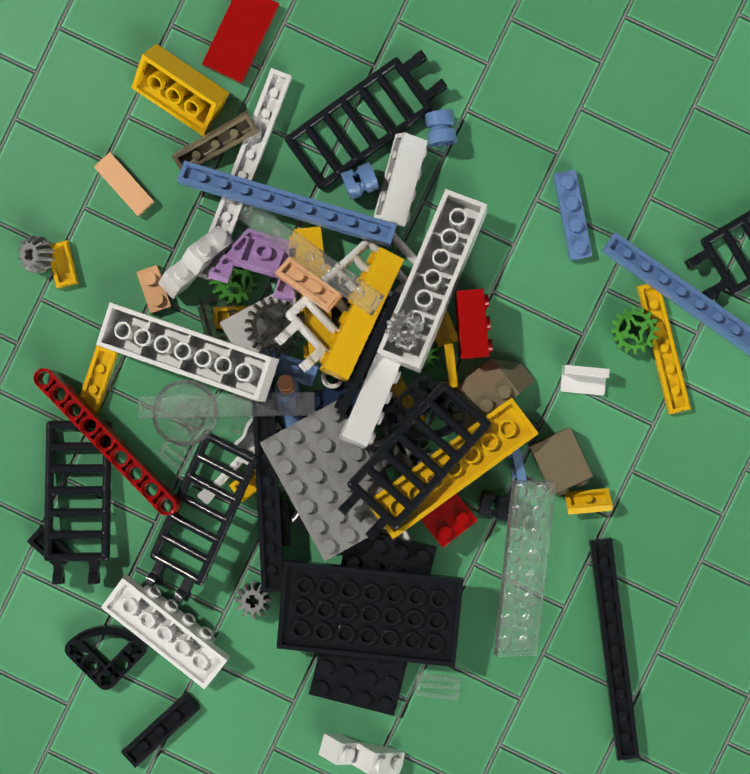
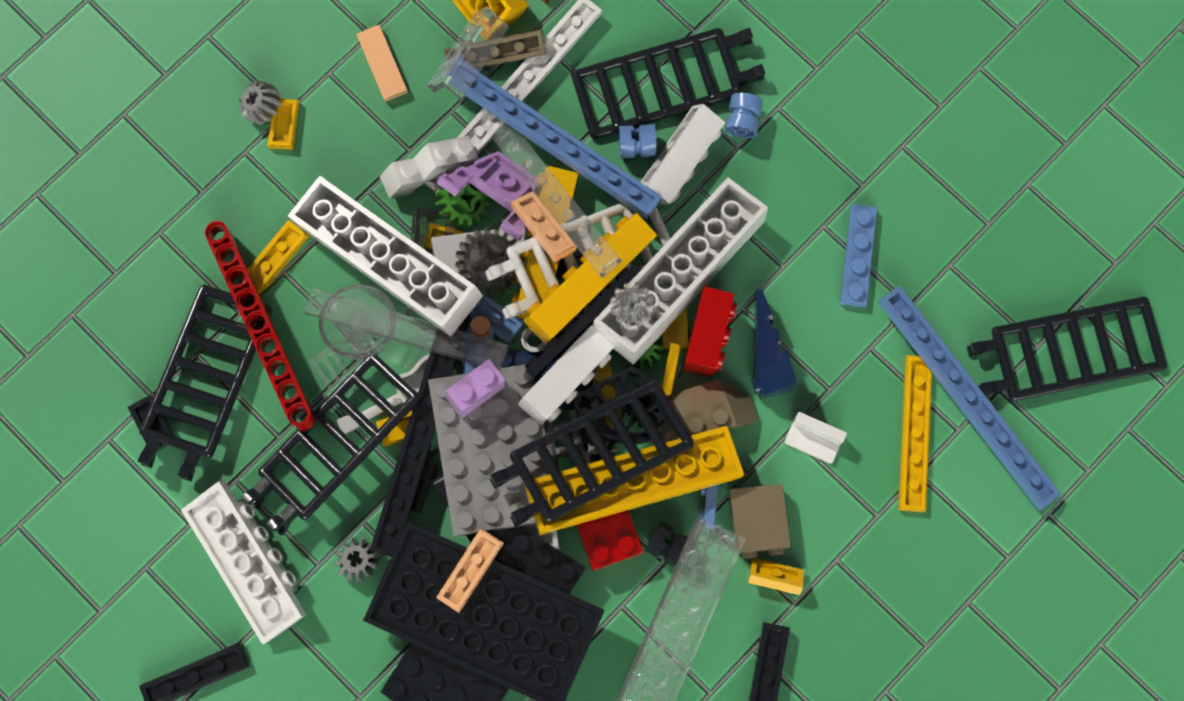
camera: 15 degrees right, 10 degrees down
(102, 668) = (156, 580): black beam -> none
(155, 295) = (372, 192): light nougat plate -> none
(195, 155) = (469, 53): none -> clear panel
(301, 439) = (475, 388): none -> lavender brick
(347, 583) = (470, 570): none -> light nougat tile
(530, 335) = (772, 367): none -> dark blue wedge
(625, 334) = (876, 401): bright green gear -> none

